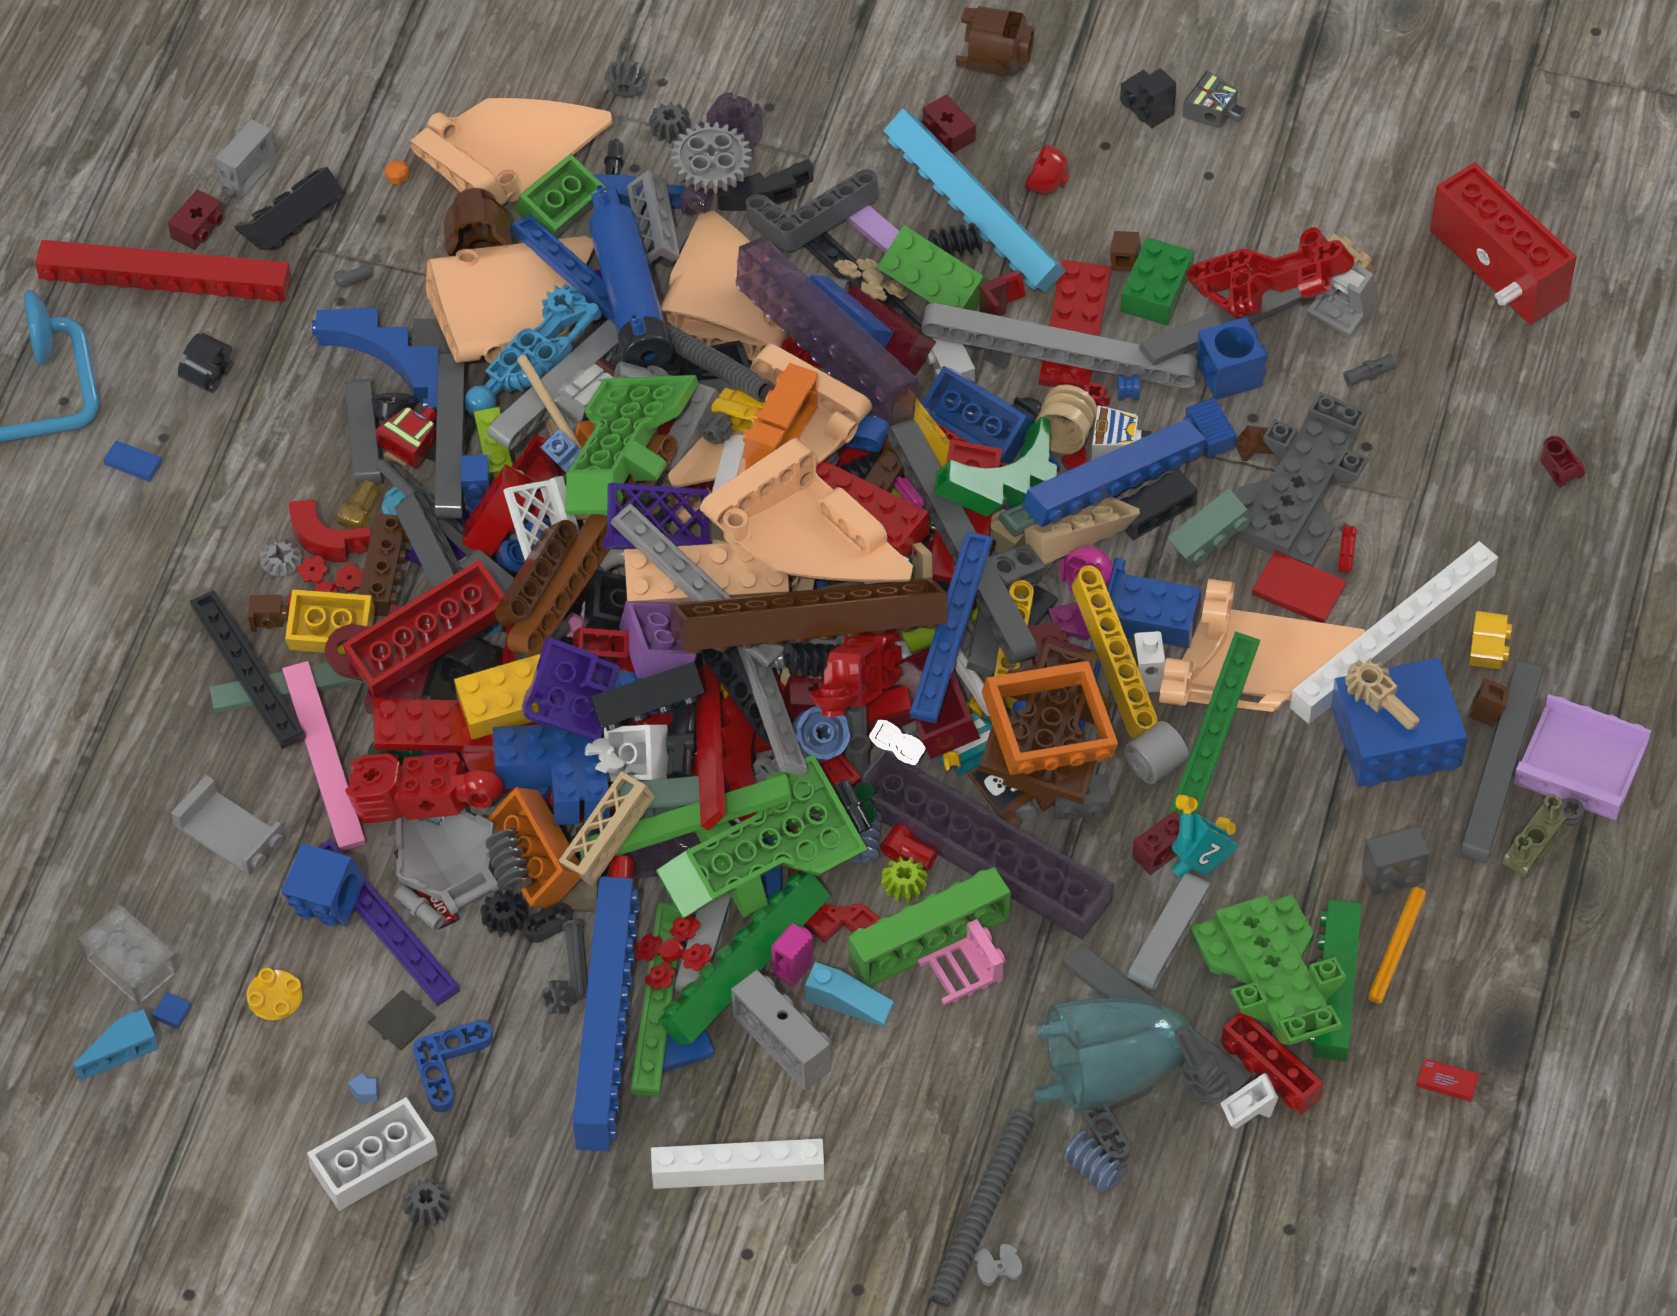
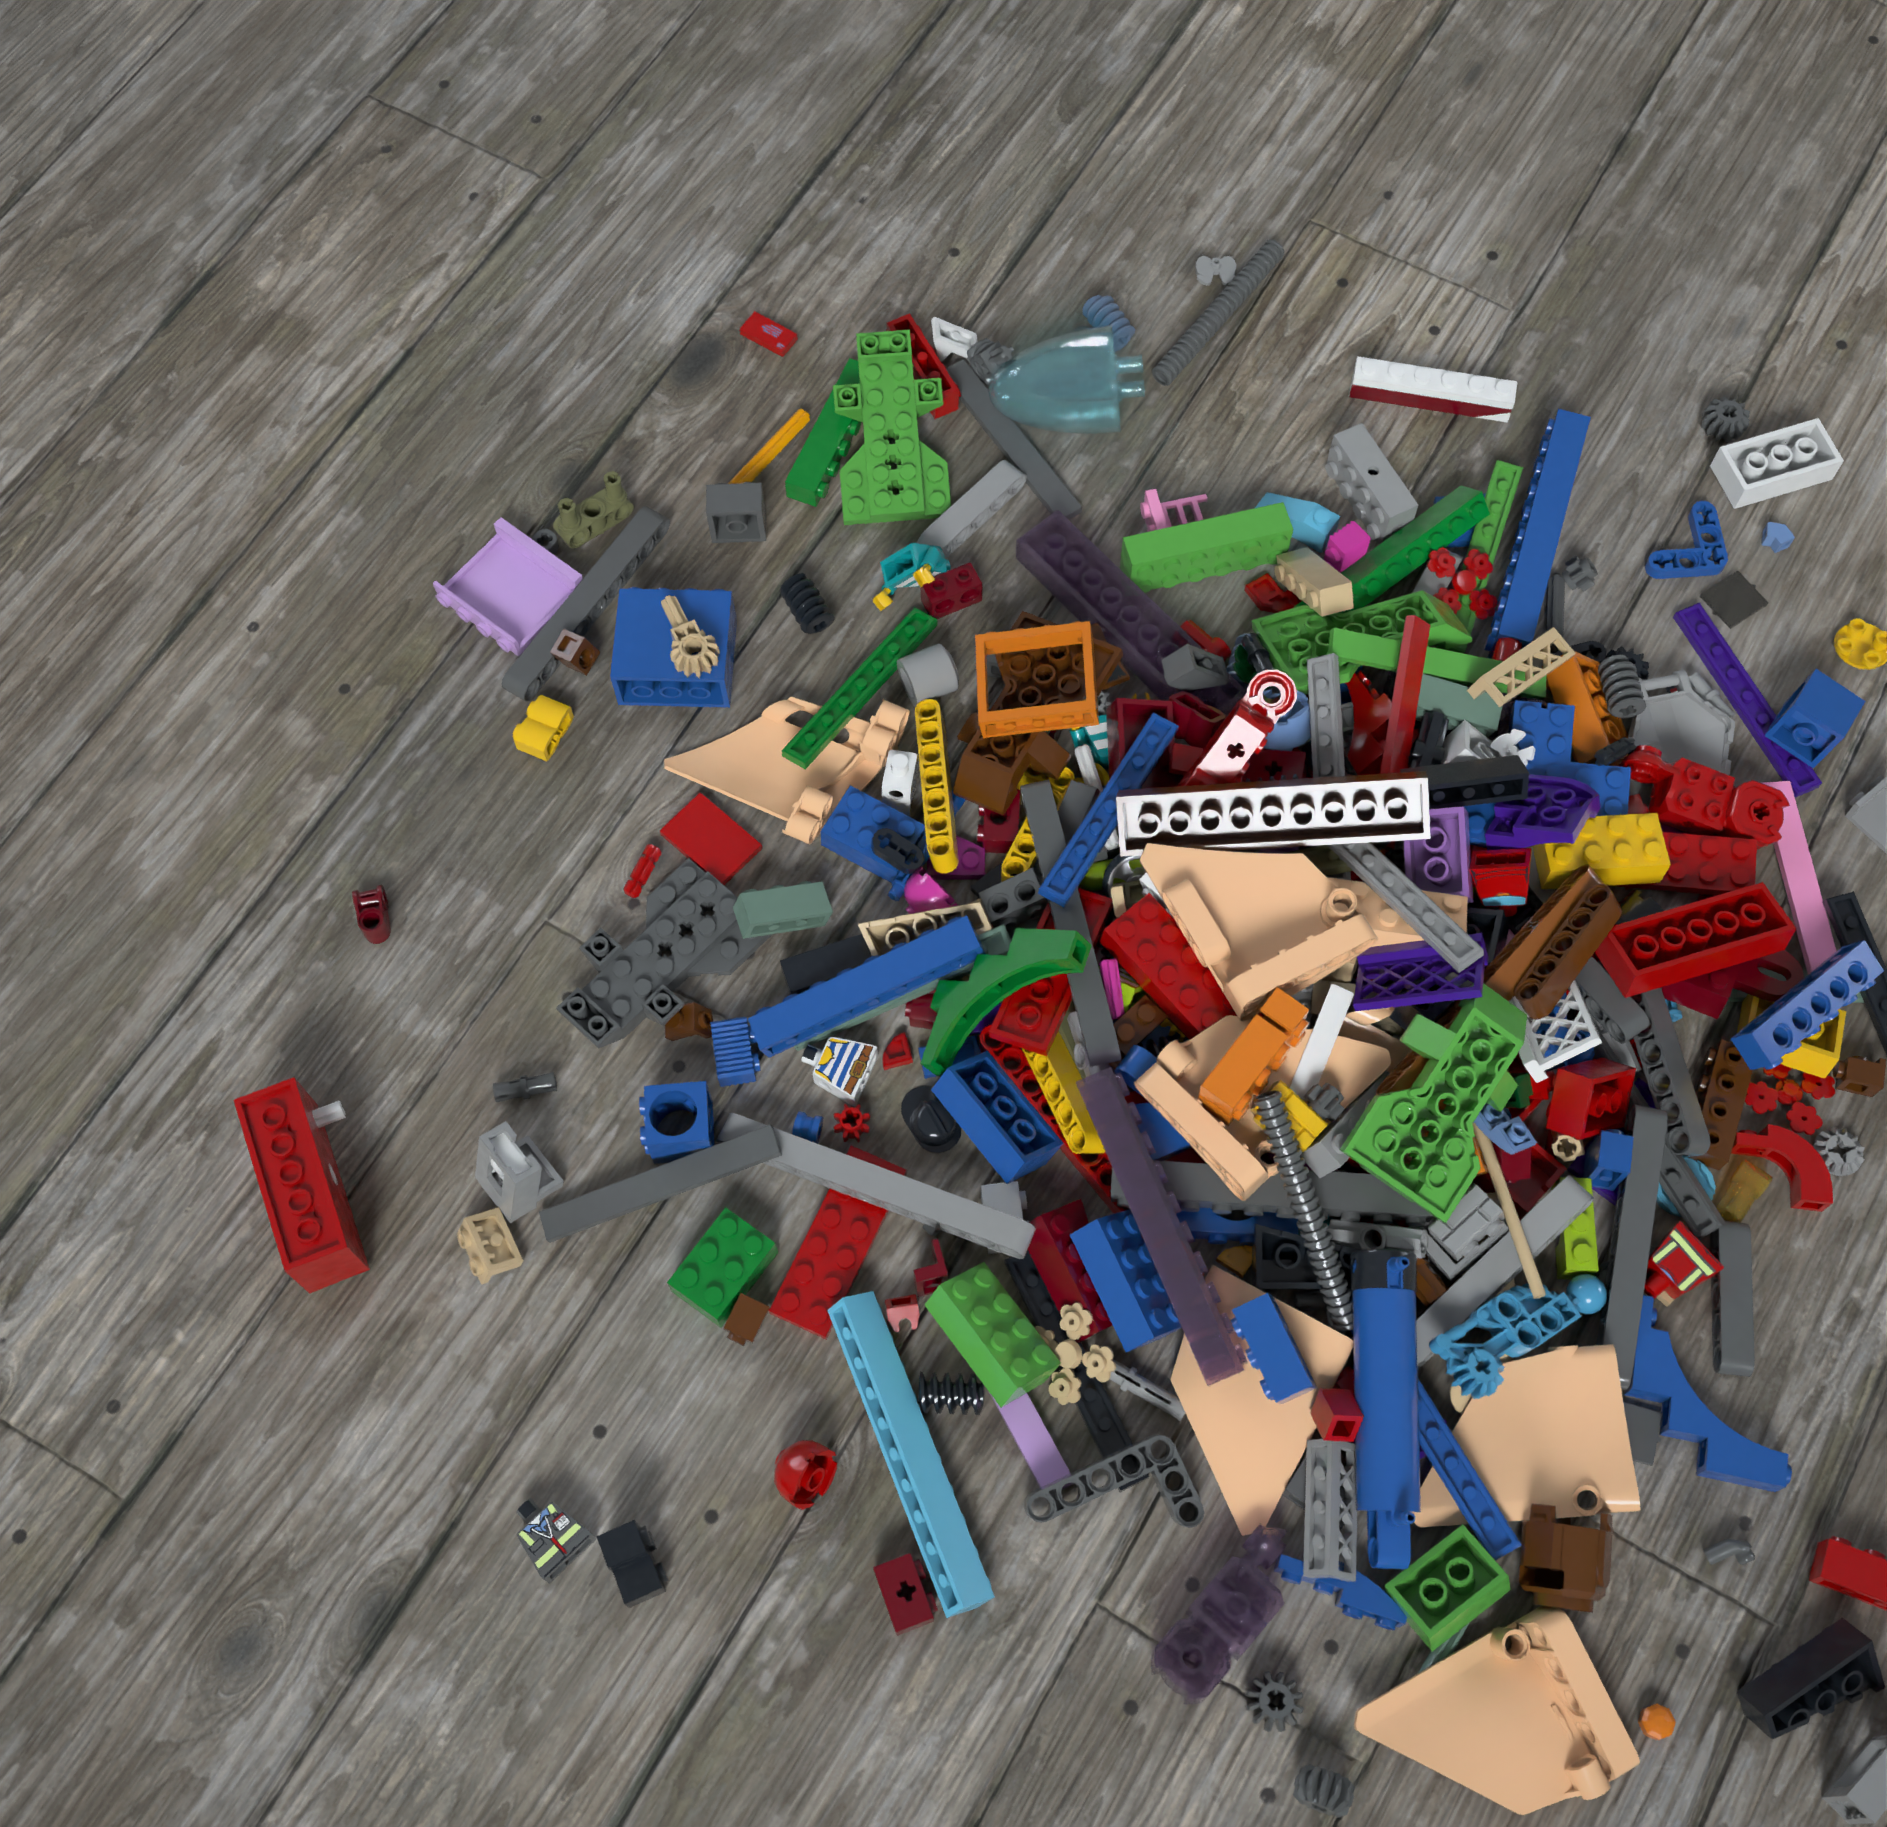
camera: 165 degrees left, 10 degrees up
(323, 615) = (1807, 1006): none -> blue brick
(389, 404) = (1695, 1324): black piece -> none
(510, 781) = (1615, 751): none -> black axle
(614, 157) = (1360, 1656): black axle -> none
(662, 261) = (1336, 1415): none -> red brick
(711, 157) = (1240, 1605): light grey gear -> none
(718, 277) = (1272, 1349): none -> blue brick
(777, 187) = (1181, 1545): black slope -> none
(816, 898) = (1314, 581): none -> tan brick
(904, 879) = (1215, 614): lime gear -> none
(908, 783) = (1194, 669): none -> dark grey slope
(997, 41) = (802, 1702): reddish brown piece -> none
(1070, 417) = (898, 1082): tan wheel -> none
(1127, 578) = (900, 845): none -> black beam
(1253, 273) = (601, 1201): red beam -> none
(1291, 799) = (806, 604): none -> black piece
(1398, 627) = (630, 757): white brick -> none

